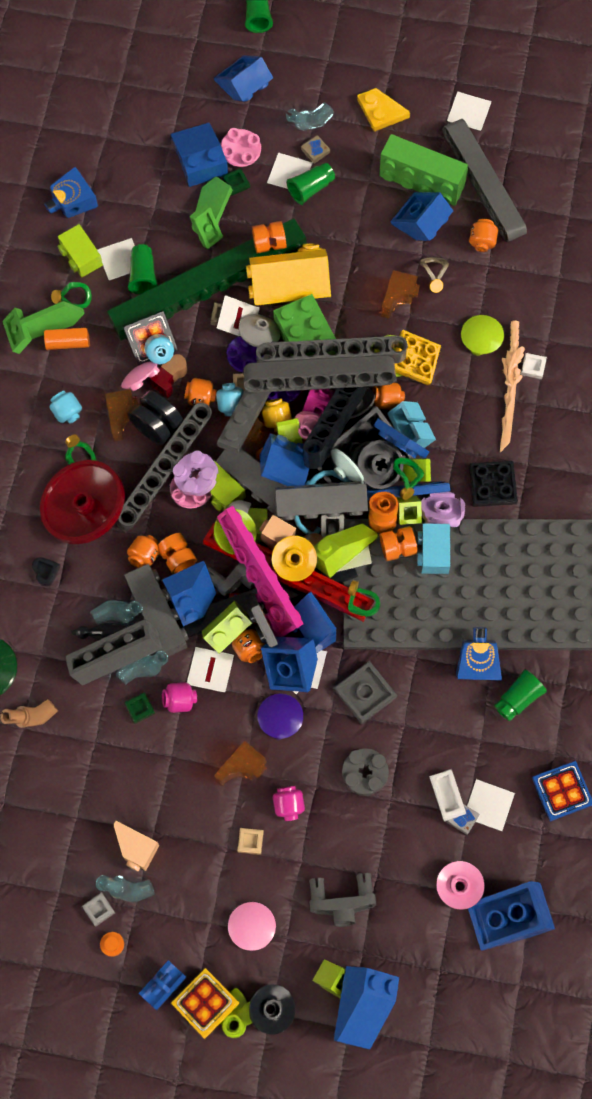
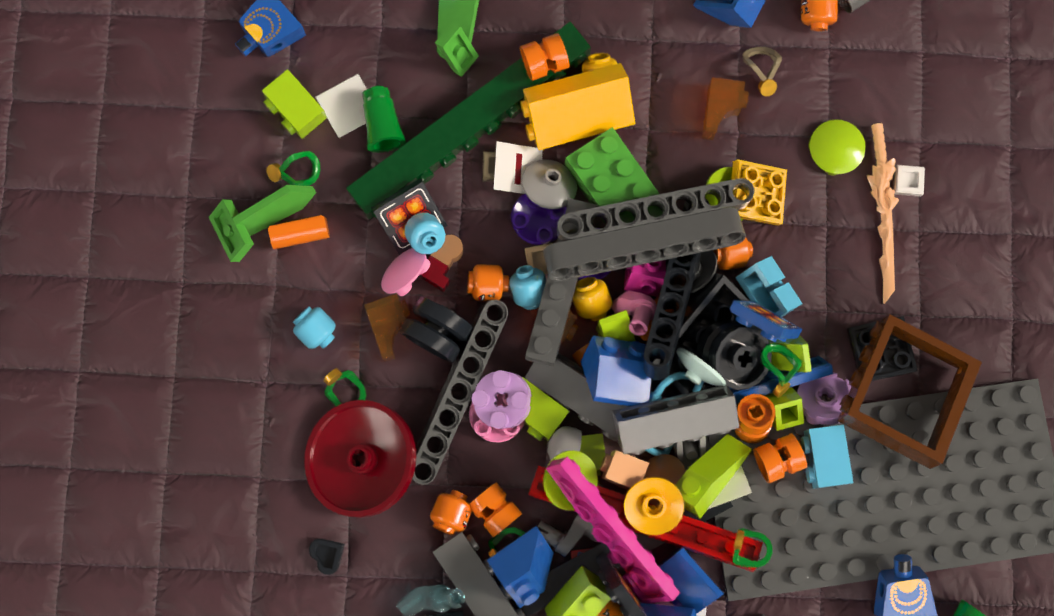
camera: 15 degrees left, 10 degrees up
(483, 536) = (951, 411): none -> reddish brown window

